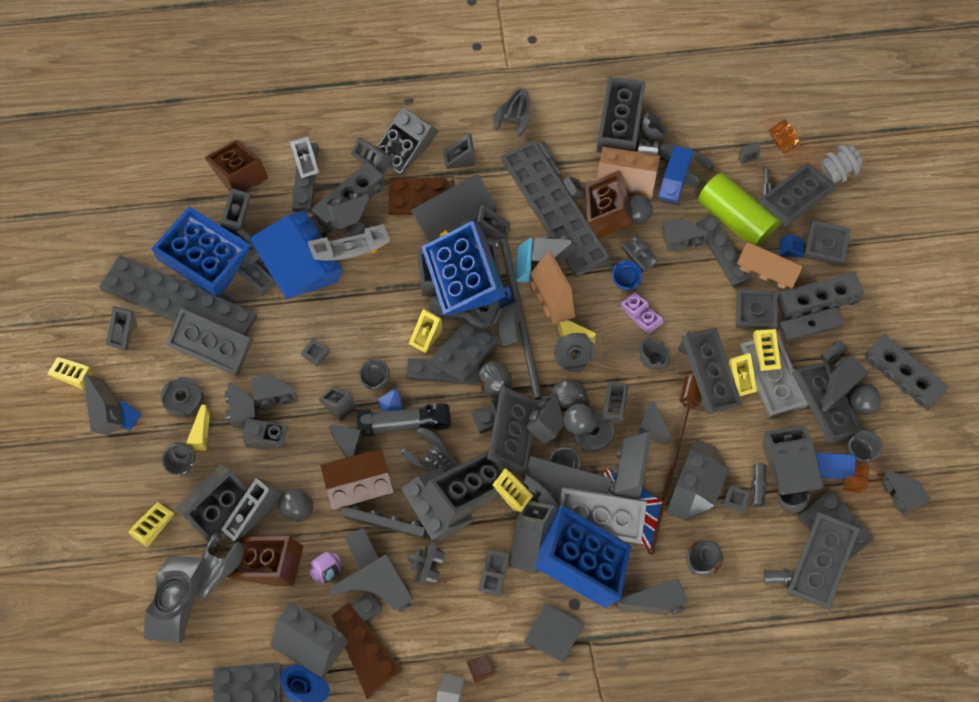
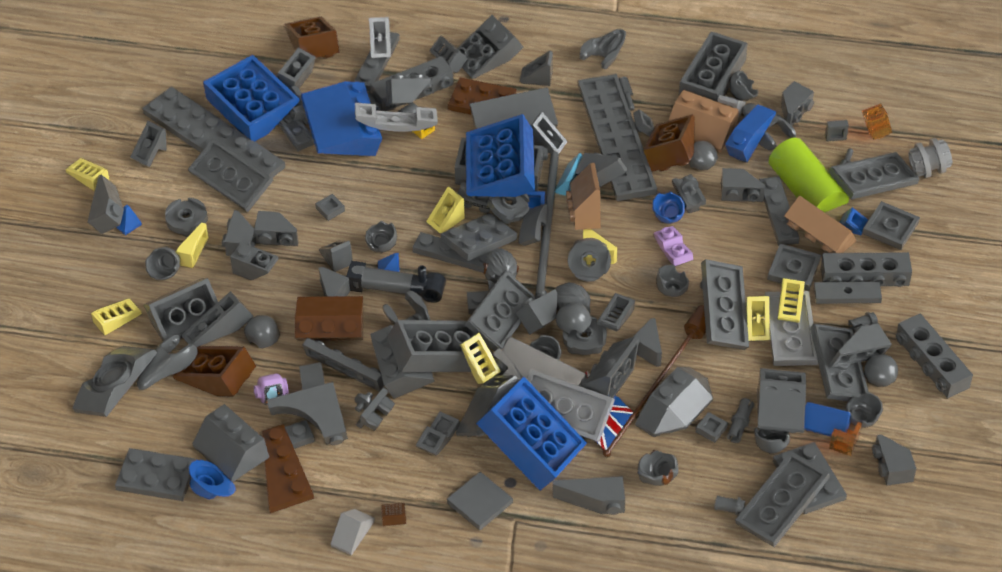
camera: 15 degrees right, 15 degrees down
(703, 131) = (795, 102): none -> dark grey slope

